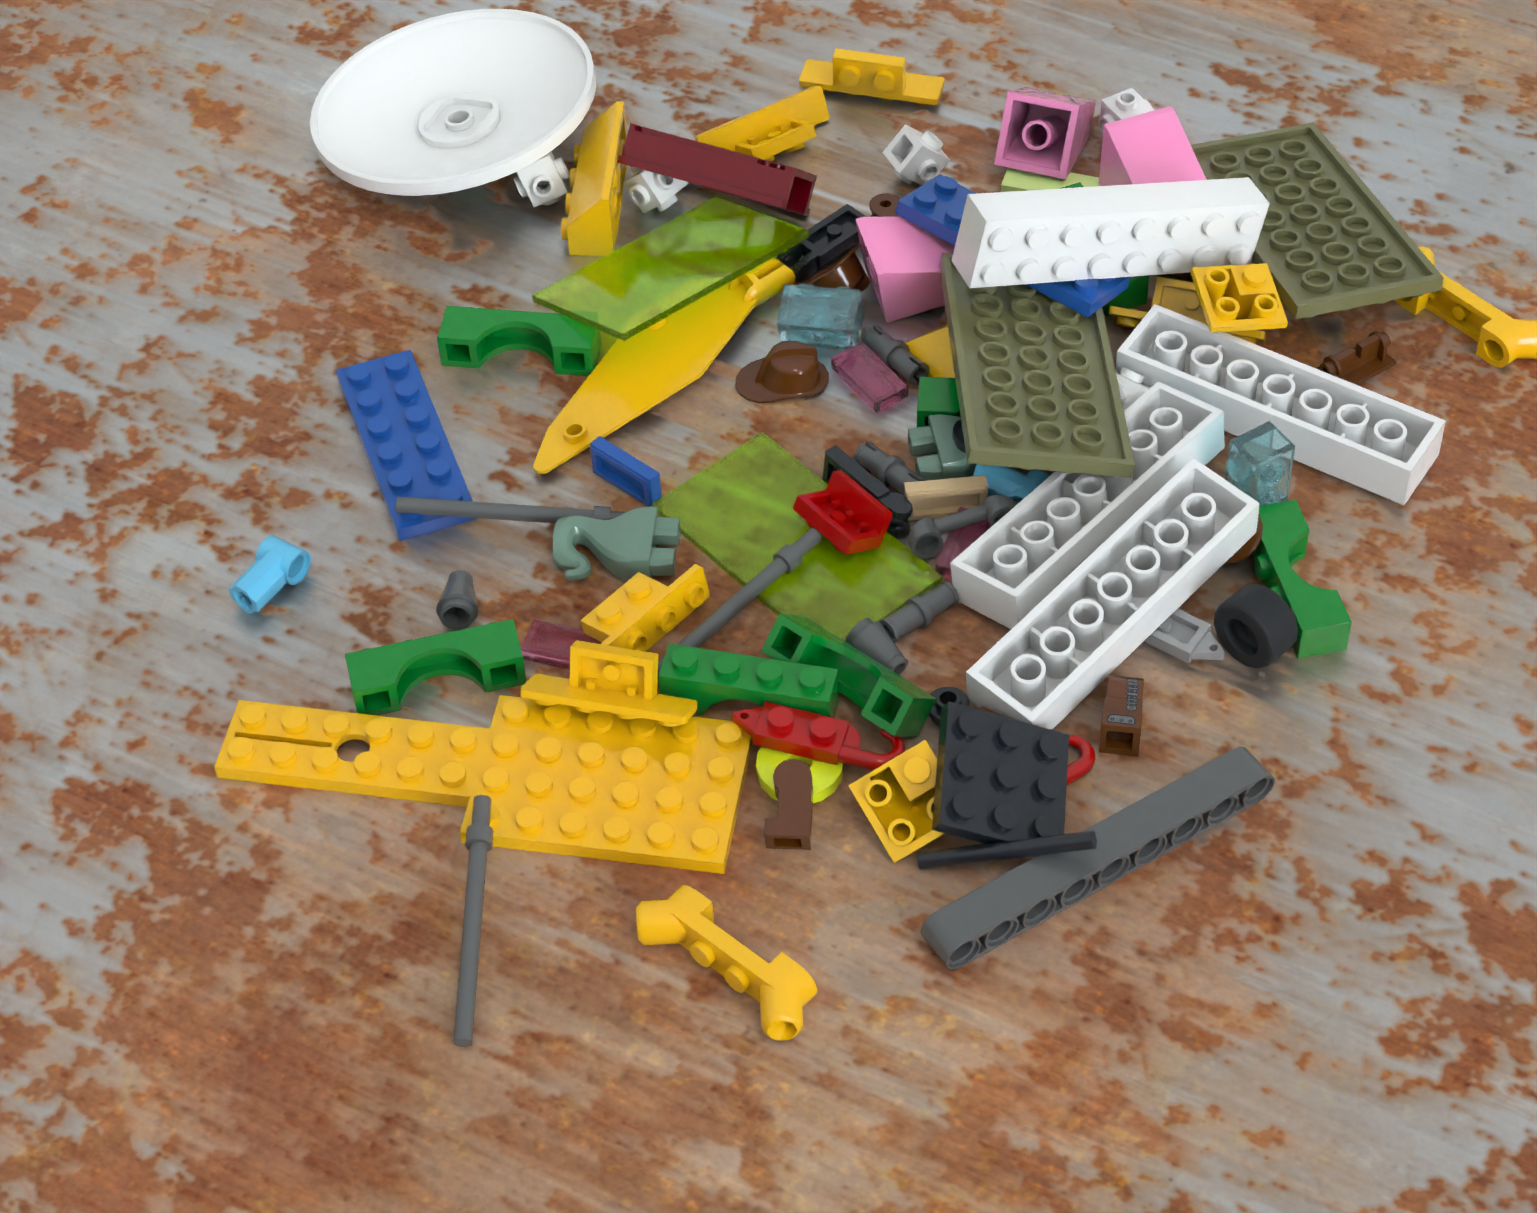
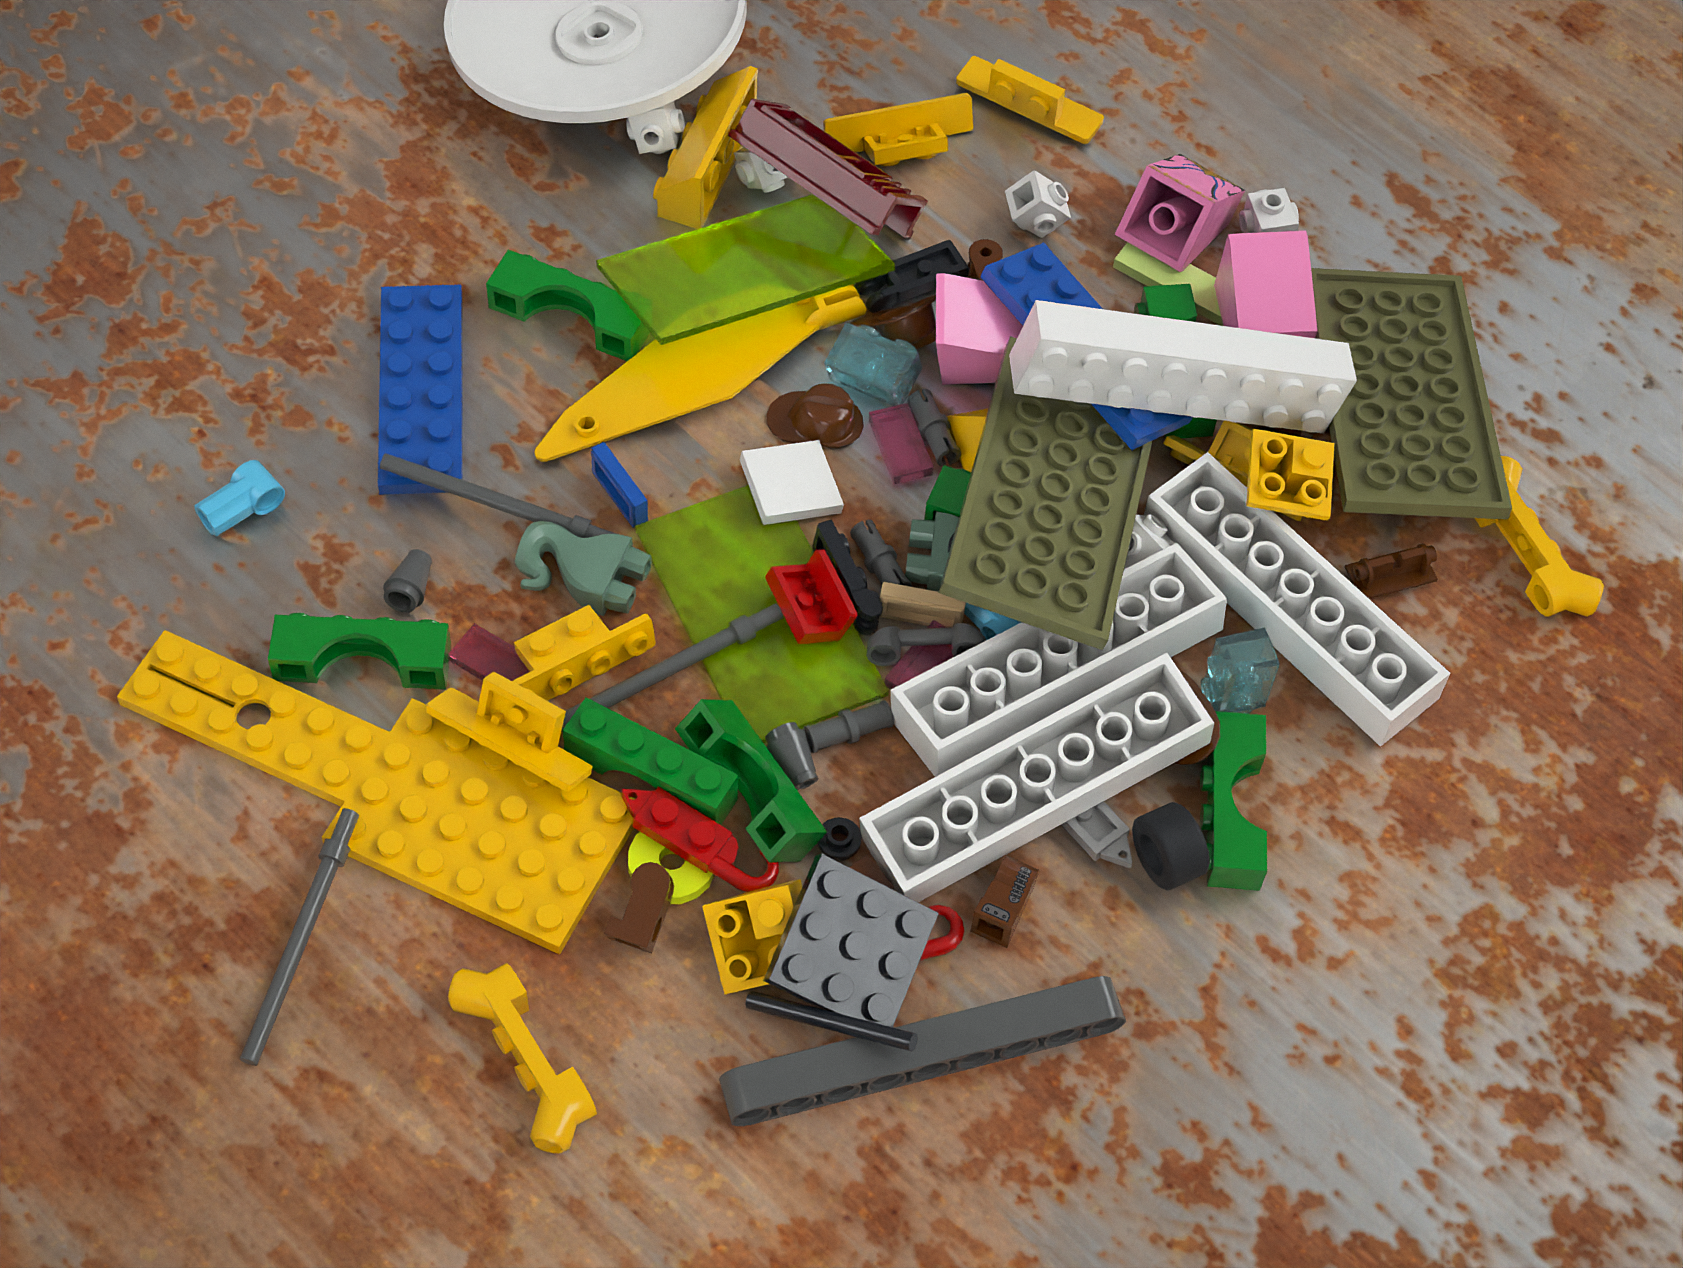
camera: 10 degrees right, 10 degrees up
(783, 430) = (791, 482): none -> white tile

